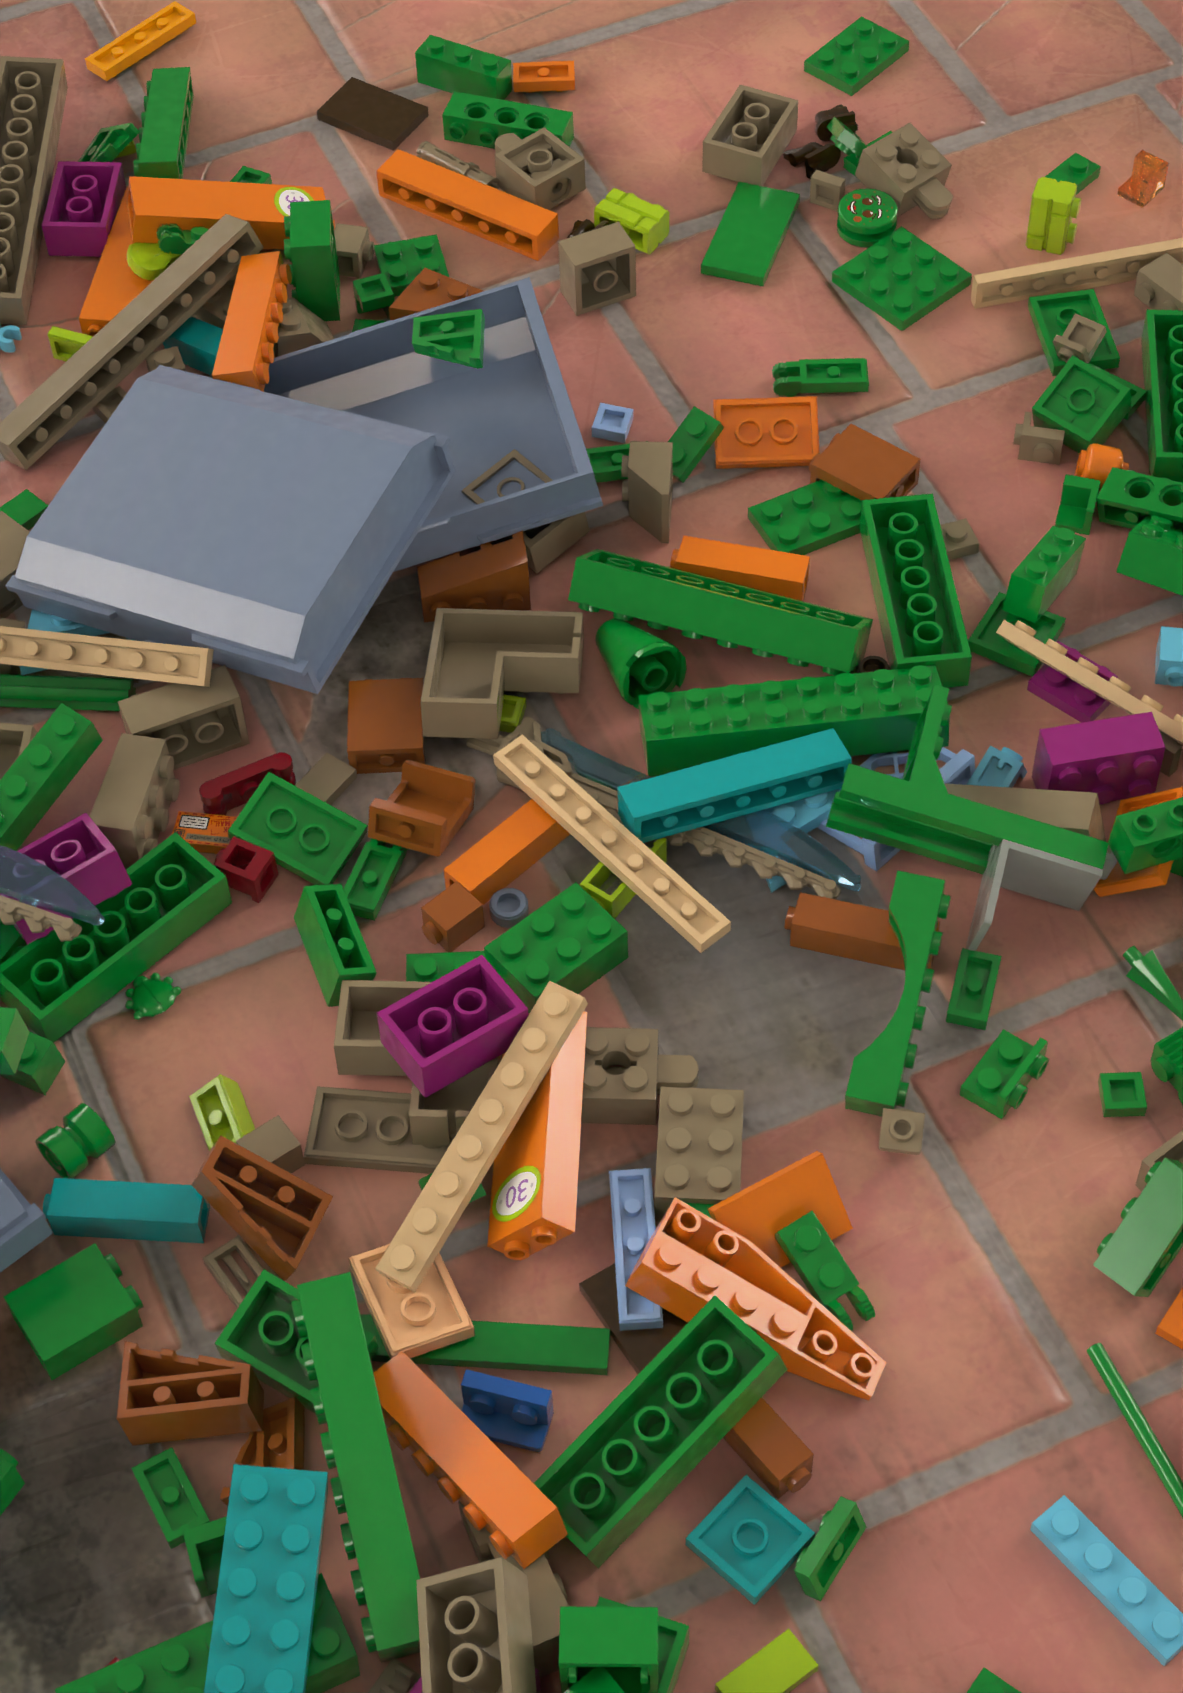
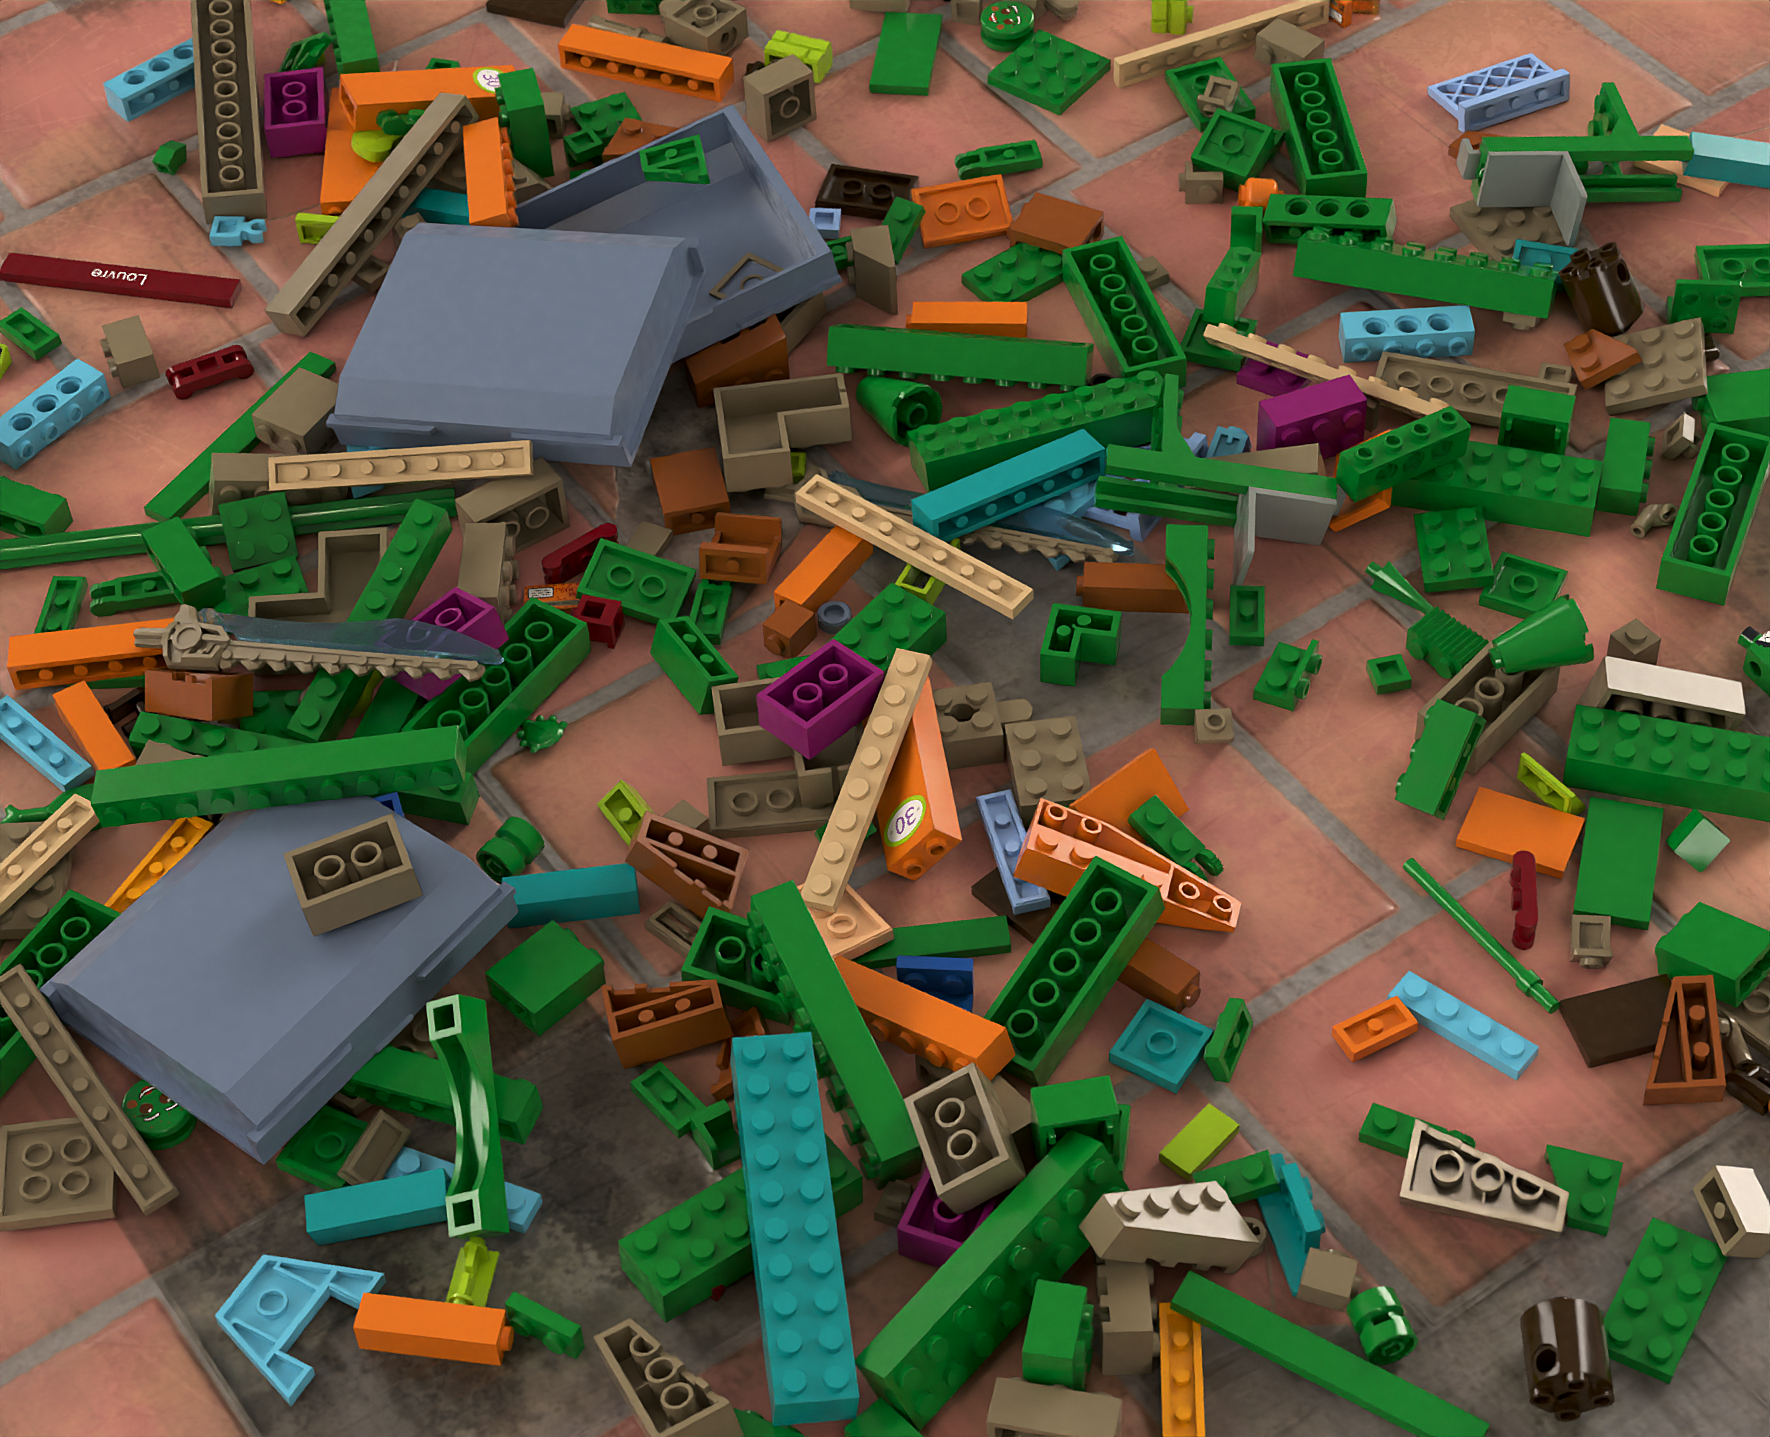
camera: 10 degrees left, 5 degrees down
(665, 390) = (864, 191): none -> dark brown tile
(768, 984) = (1078, 636): none -> green brick
(1006, 1566) = (1374, 1028): none -> orange plate

